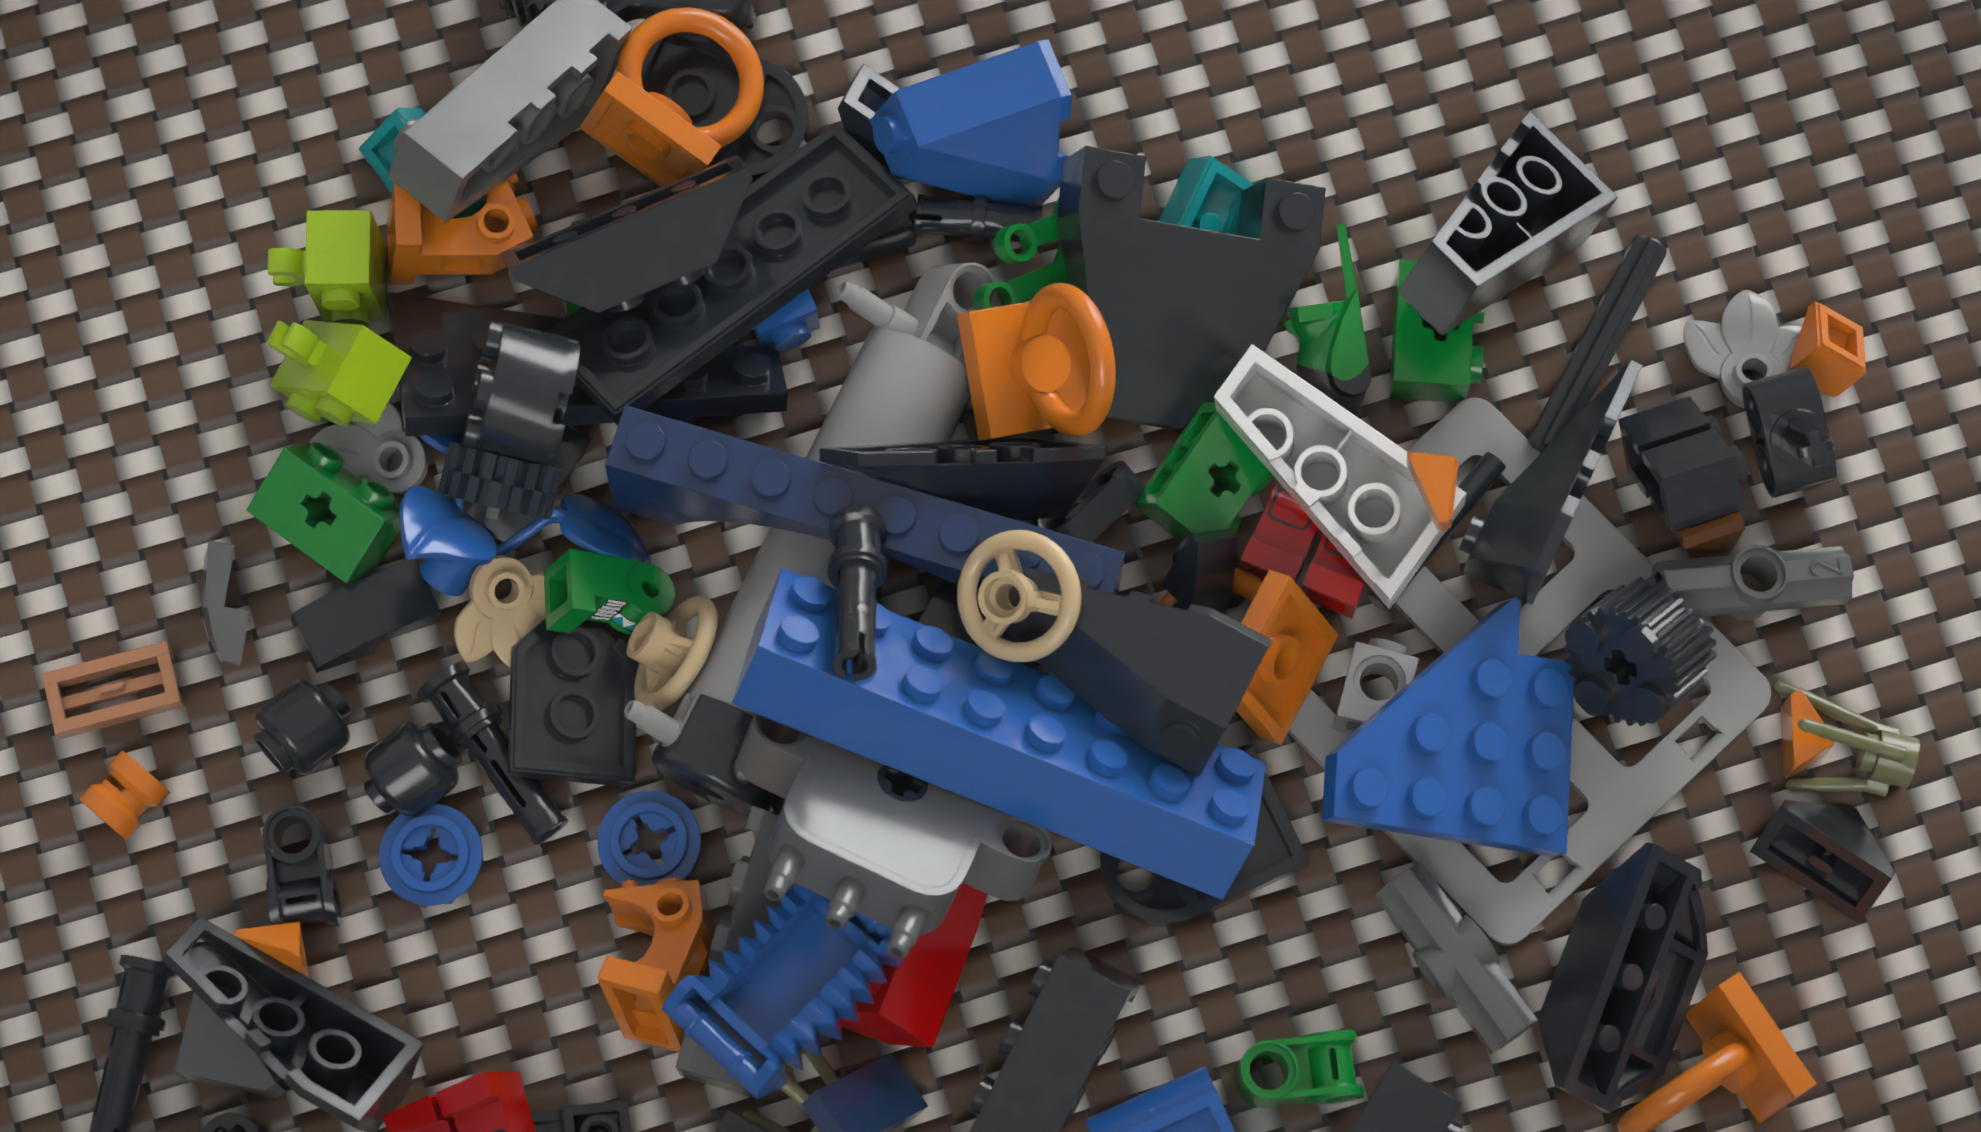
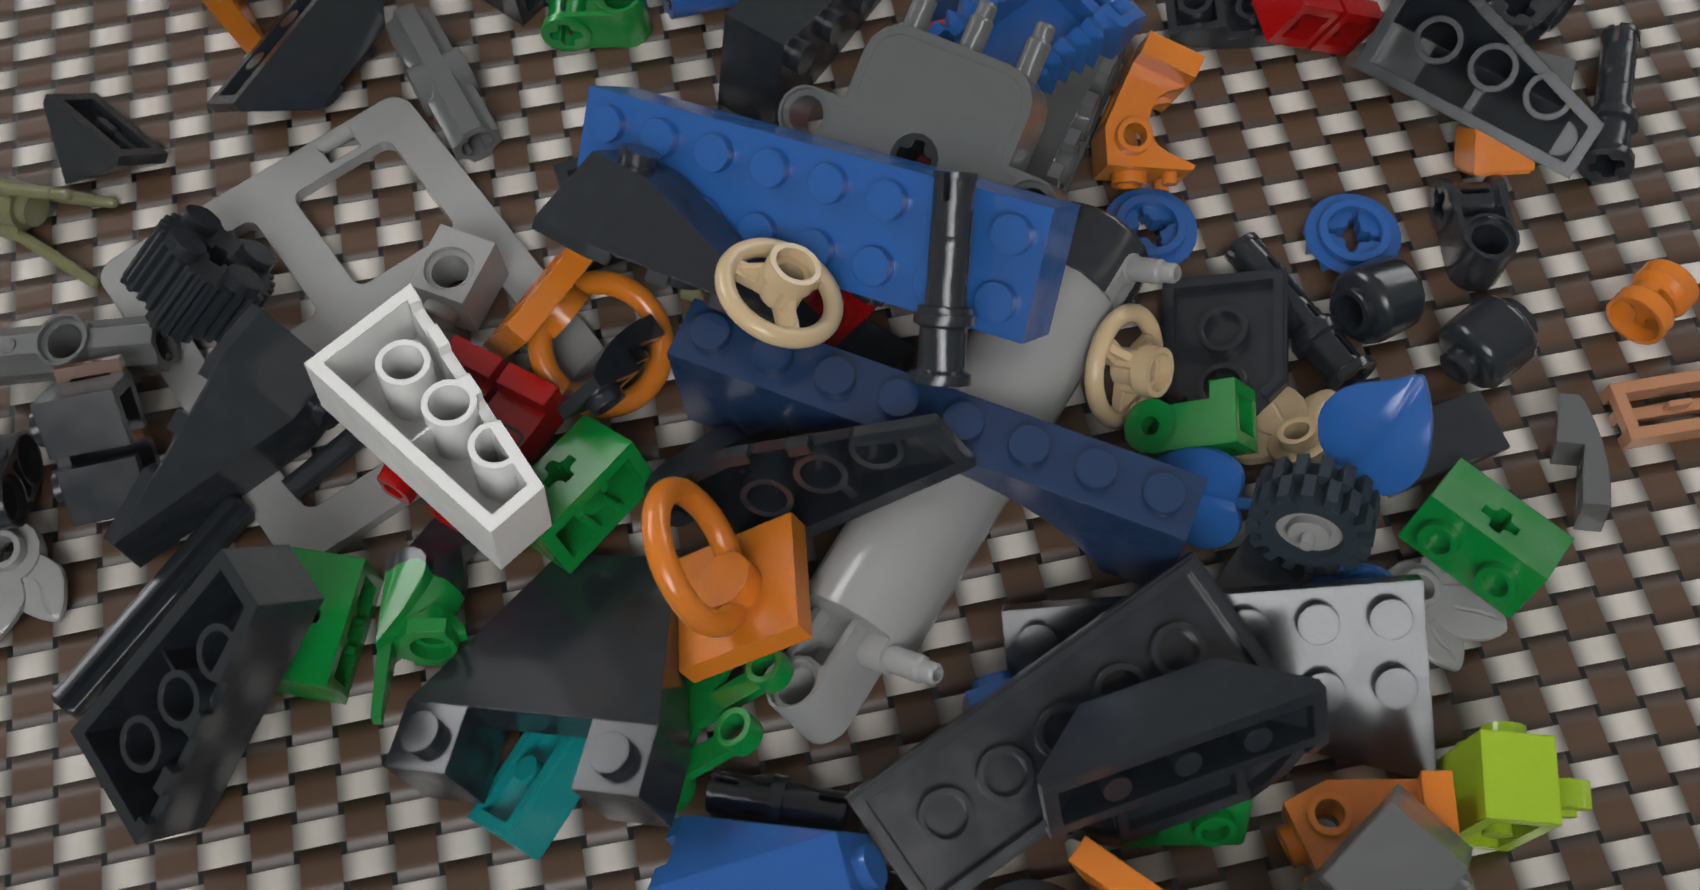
camera: 175 degrees left, 10 degrees down
(336, 371) = (1494, 664): lime brick -> none
(521, 393) = (1298, 563): black brick -> none
(1436, 483) = (323, 350): orange slope -> none
(1465, 749) = (382, 210): blue wing -> none
(1800, 747) = (87, 222): orange slope -> none

